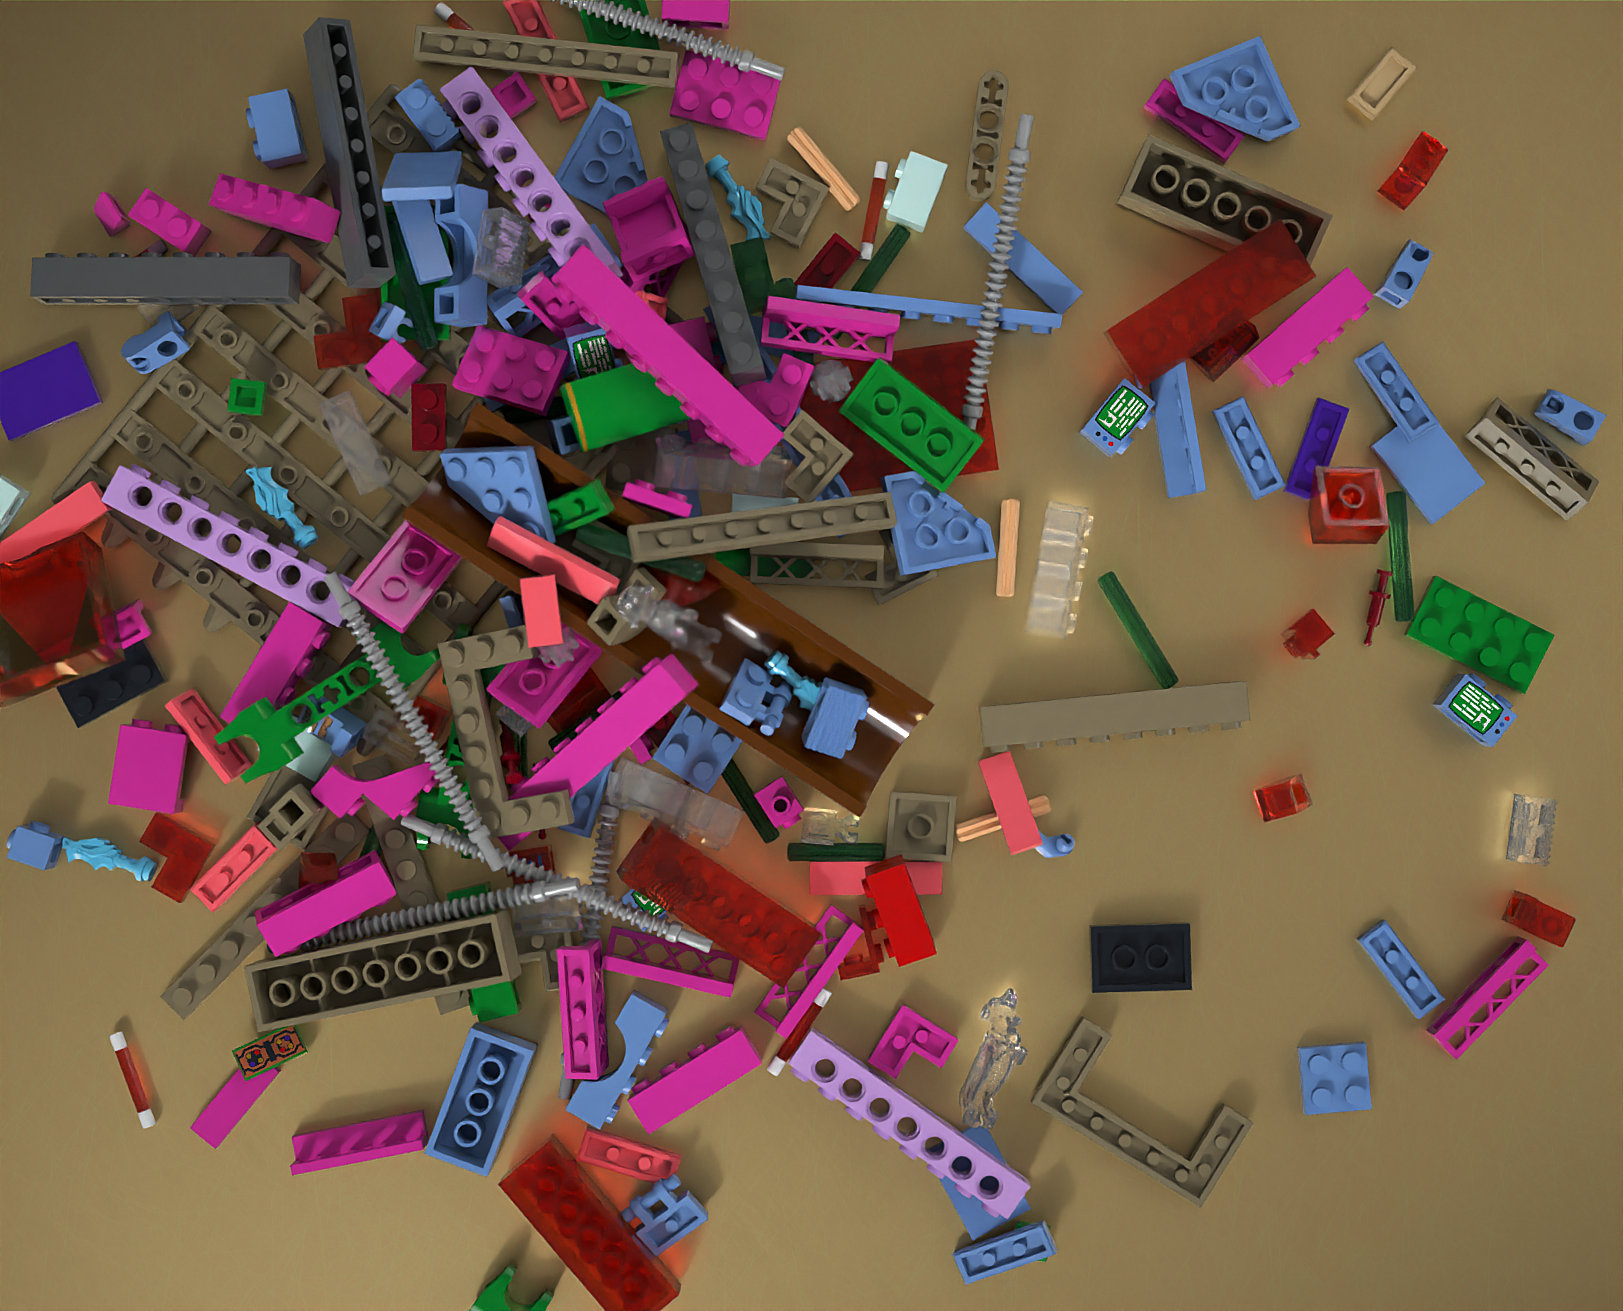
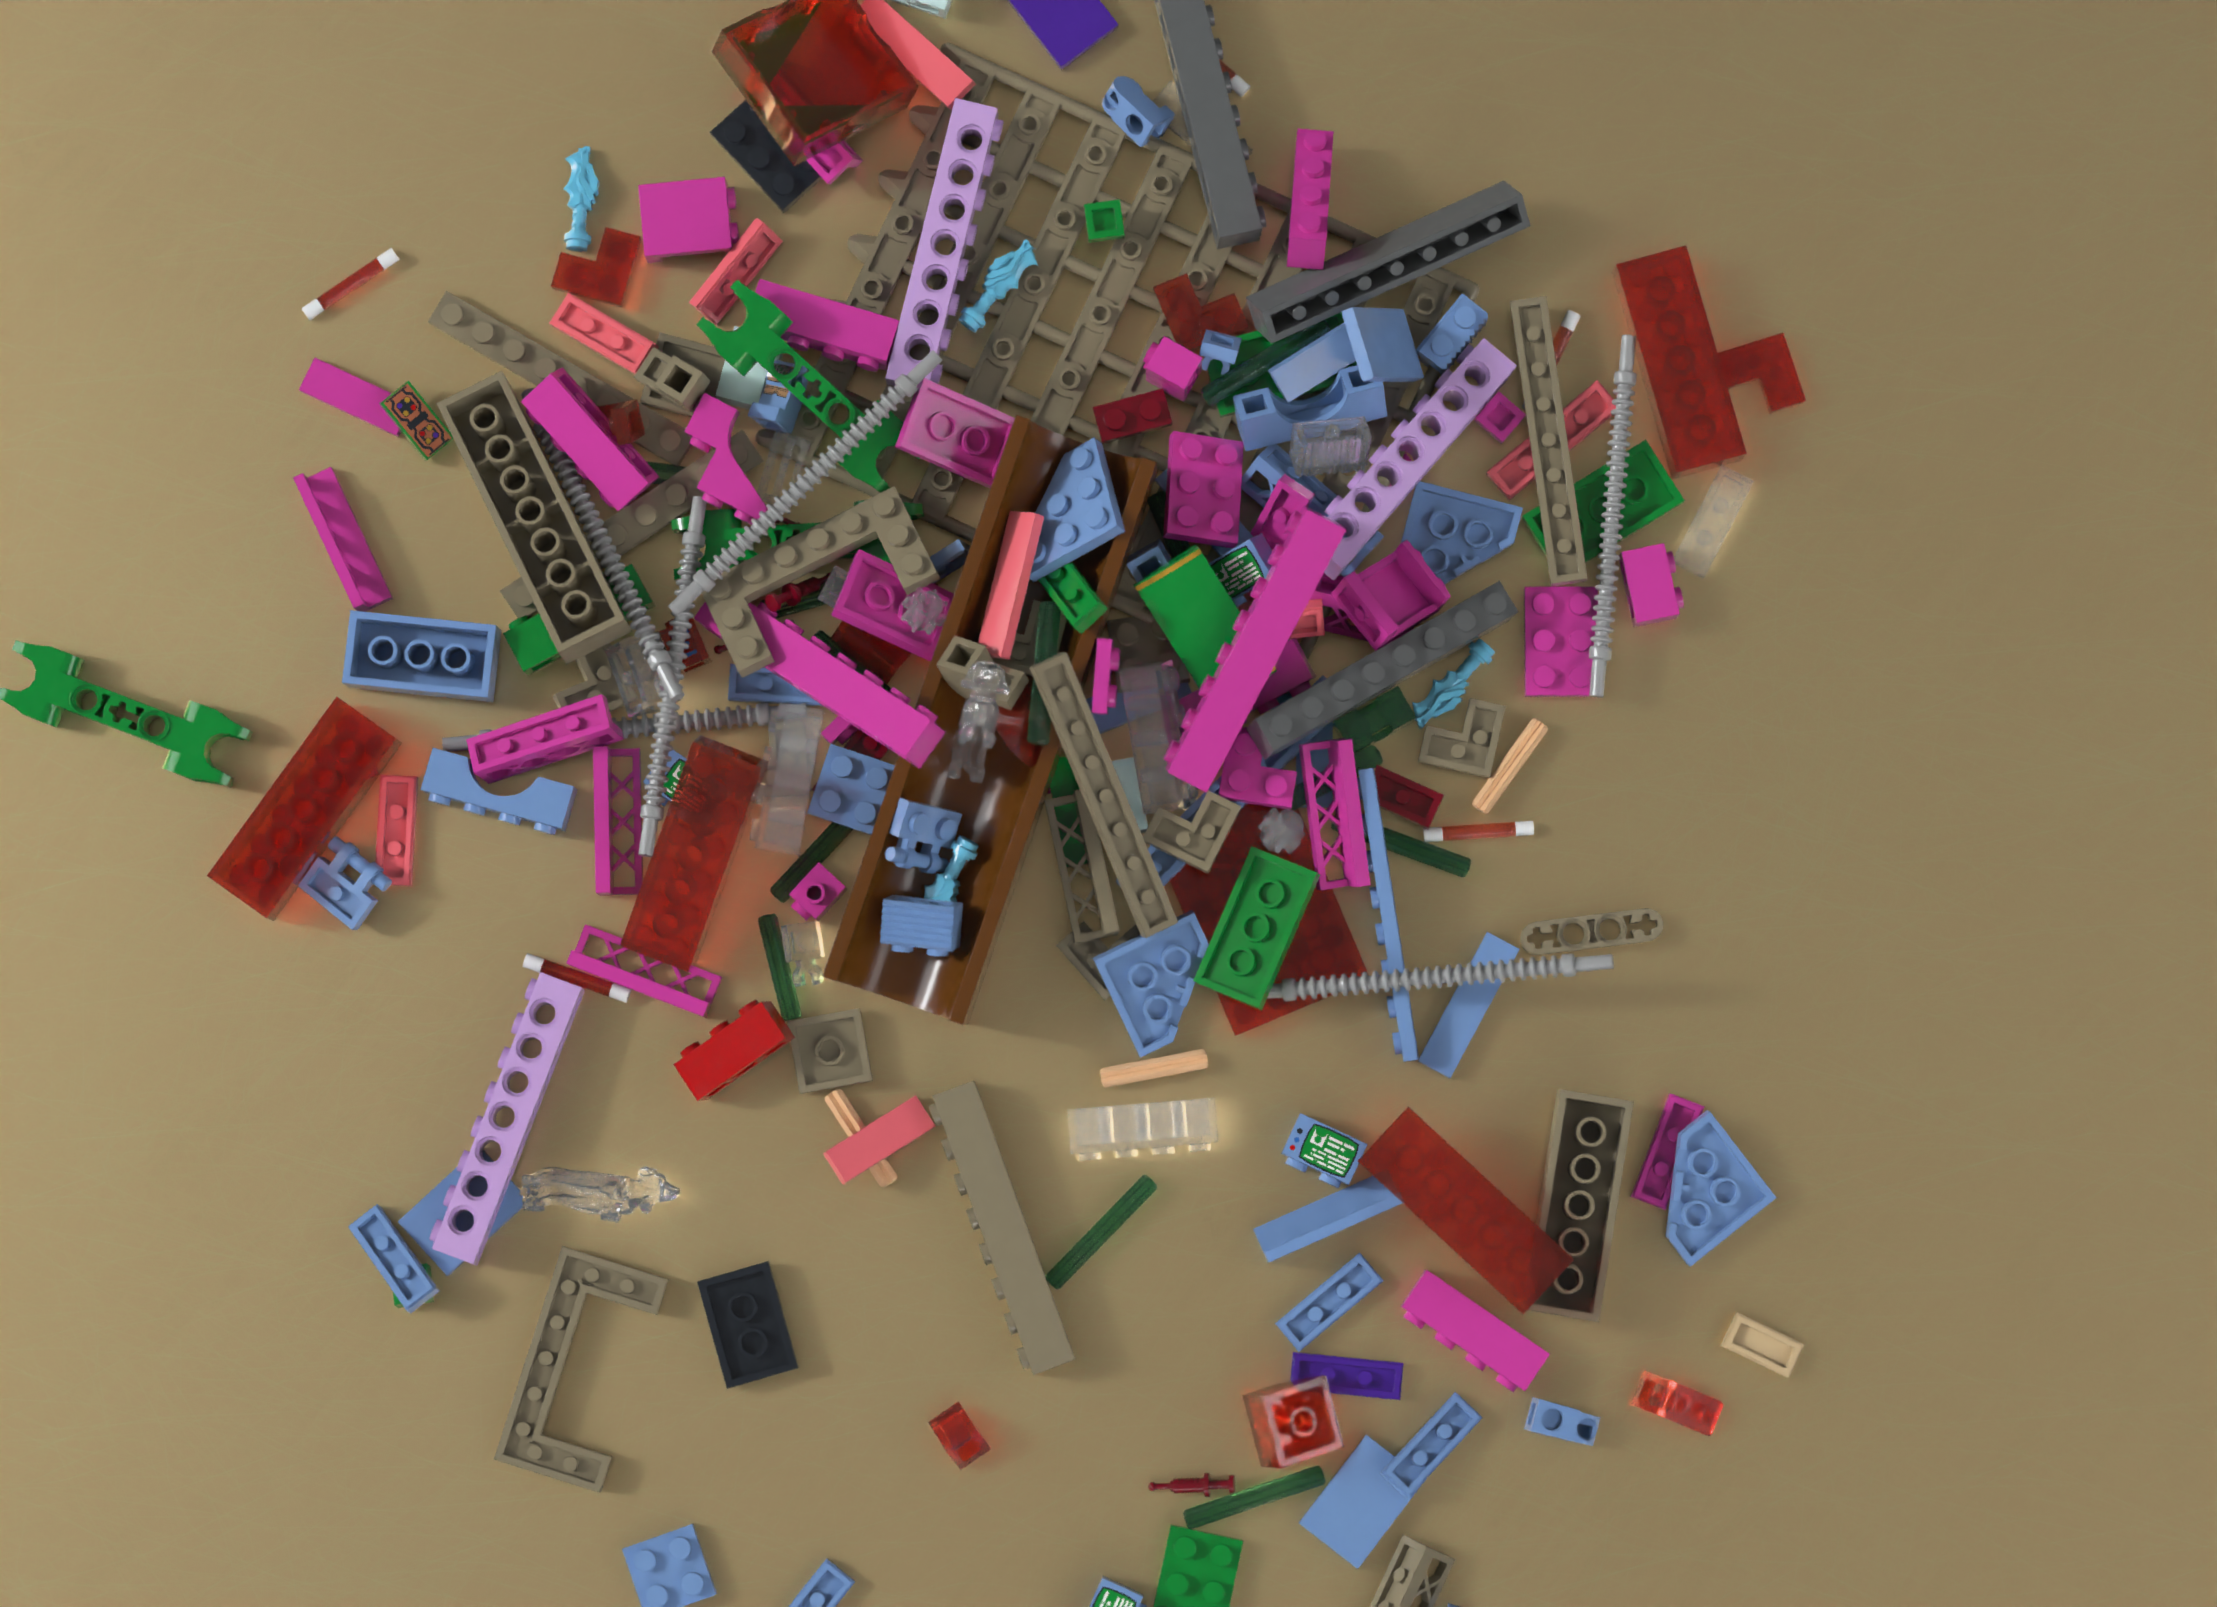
camera: 80 degrees right, 5 degrees down
(35, 845) = (574, 119): medium blue brick -> none
(111, 214) = (1262, 27): dark pink slope -> none
(169, 222) = (1268, 92): dark pink brick -> none
(276, 128) = (1397, 178): medium blue brick -> none
(355, 442) = (1085, 345): clear tile -> none
(434, 713) = (819, 502): clear red brick -> none
(541, 611) = (954, 585): coral tile -> none
(694, 1079) = (498, 878): dark pink brick -> none
(846, 877) = (752, 983): coral tile -> none
(855, 964) = (663, 1019): clear red bracket -> none
(911, 1033) = (605, 1100): dark pink plate -> none
(915, 192) = (1510, 869): light aqua brick -> none
(1056, 845) = (845, 1200): medium blue arm -> none
(1225, 351) = (1428, 1249): clear red slope -> none
(1306, 635) = (1142, 1416): clear red bracket -> none

